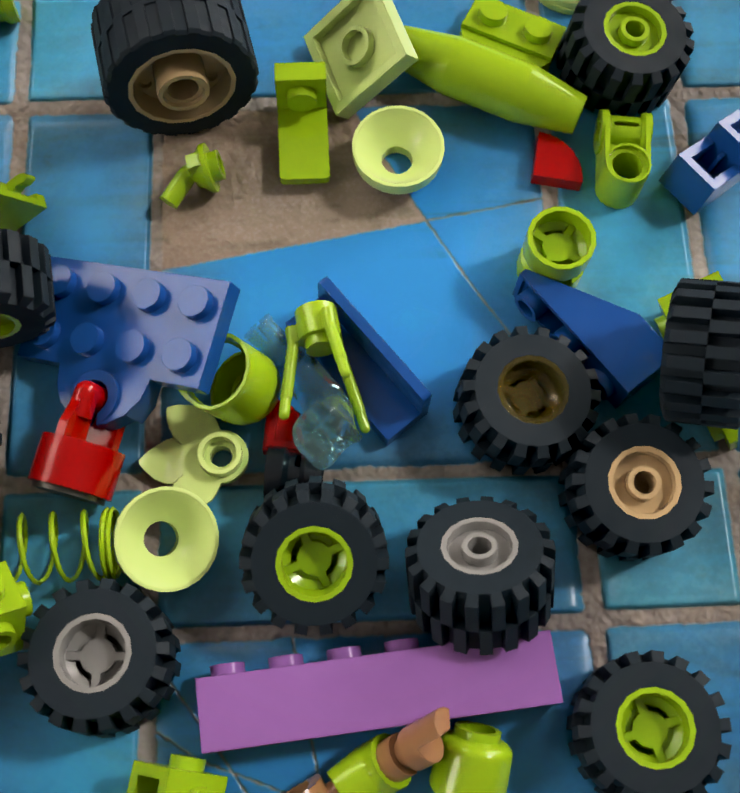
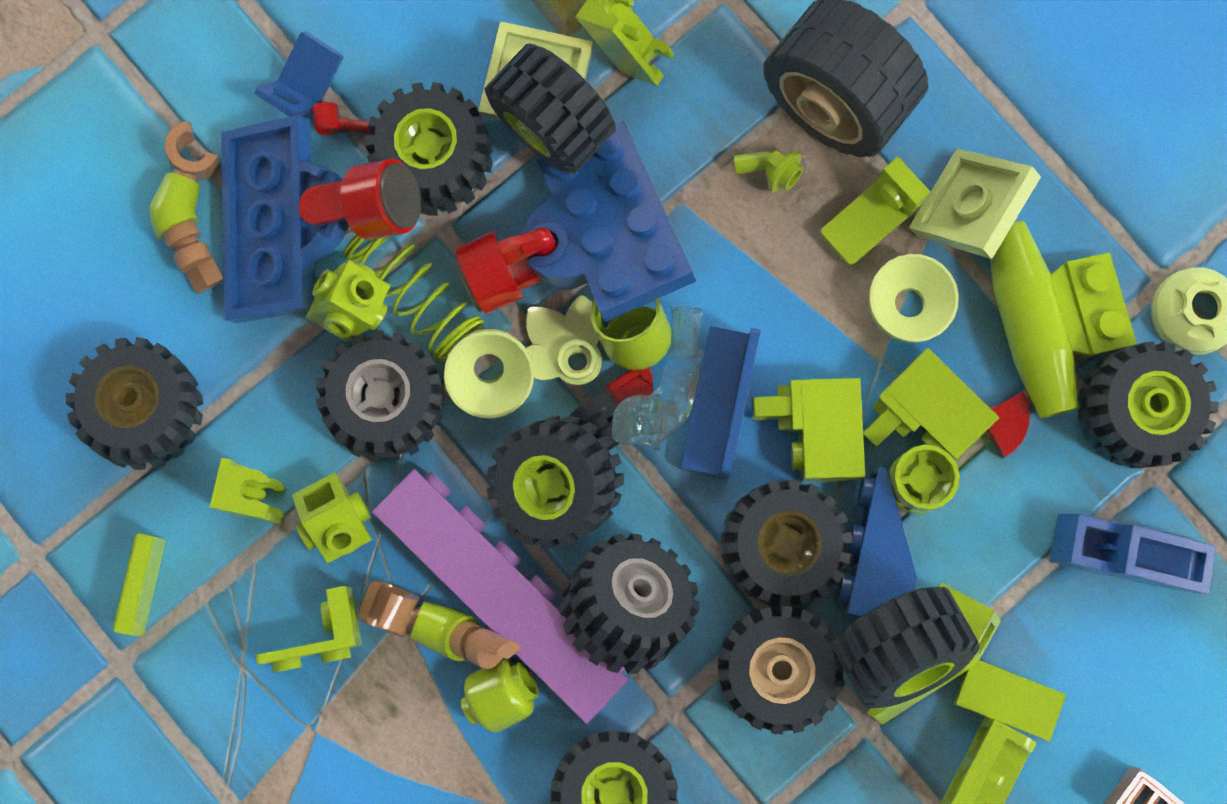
camera: 55 degrees right, 10 degrees up
(320, 334) = (715, 360): lime plant -> none
(446, 293) = (827, 423): none -> lime hinge
(494, 195) = (936, 399): none -> lime hinge
(624, 149) = (1060, 466): lime piece -> none

